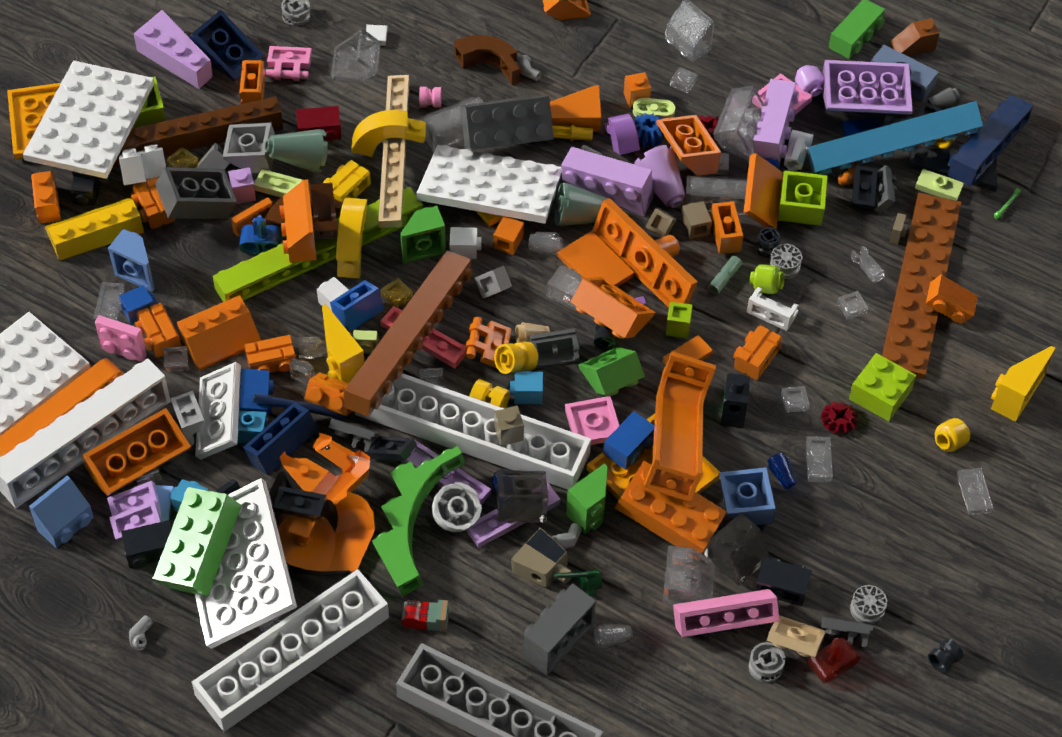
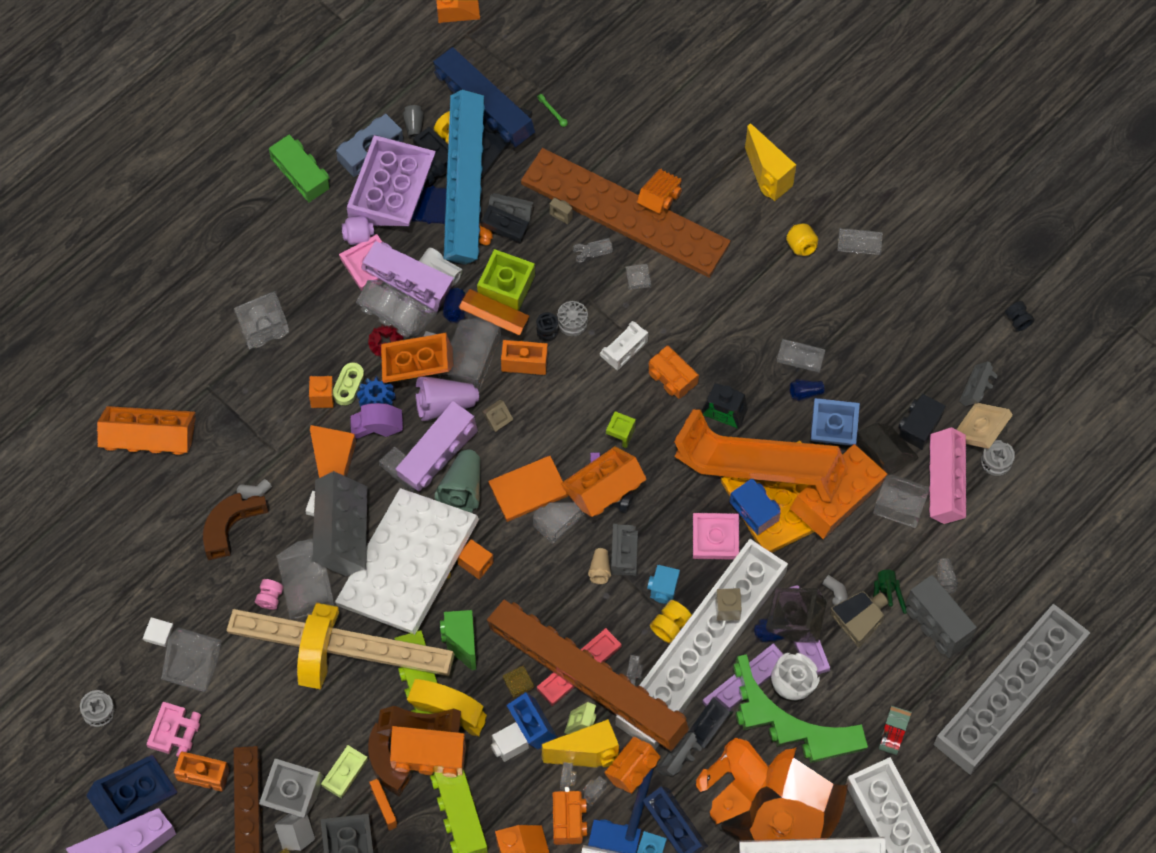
camera: 75 degrees left, 10 degrees up
(242, 185) = (338, 804): lavender brick -> none
(259, 237) = (414, 801): blue beam -> none
(299, 149) = (317, 733): sand green cone -> none
(300, 503) = (762, 815): black plate -> none
(320, 118) = (274, 714): dark red brick -> none
(349, 181) = (364, 701): yellow brick -> none
(465, 242) = (474, 599): white brick -> none
(493, 282) = (529, 587): light grey panel -> none
(494, 334) = (606, 602): orange plate -> none
(516, 357) = (633, 585): yellow wheel -> none
(545, 243) = (494, 526): clear brick -> none
(573, 133) = (358, 464): yellow axle -> none
(587, 500) = (811, 556): bright green slope -> none
(612, 371) = (662, 504): bright green slope -> none
(647, 258) = (542, 437): orange plate -> none
(683, 80) = (314, 346): clear plate -> none
(695, 348) = (658, 435): orange tile -> none
(696, 220) = (501, 382): dark tan brick -> none
(723, 277) = (571, 374): sand green piece -> none
(768, 278) = (591, 340): lime head -> none
(795, 399) = (731, 356): clear plate -> none
(833, 660) = (1006, 397): clear red beam -> none
(841, 425) = (757, 334): dark red gear -> none
(867, 605) = (958, 361): light grey wheel -> none
(882, 387) = (738, 279): lime brick -> none
(916, 38) = (329, 120): dark orange slope -> none
(939, 185) = (515, 160): yellowish green plate -> none

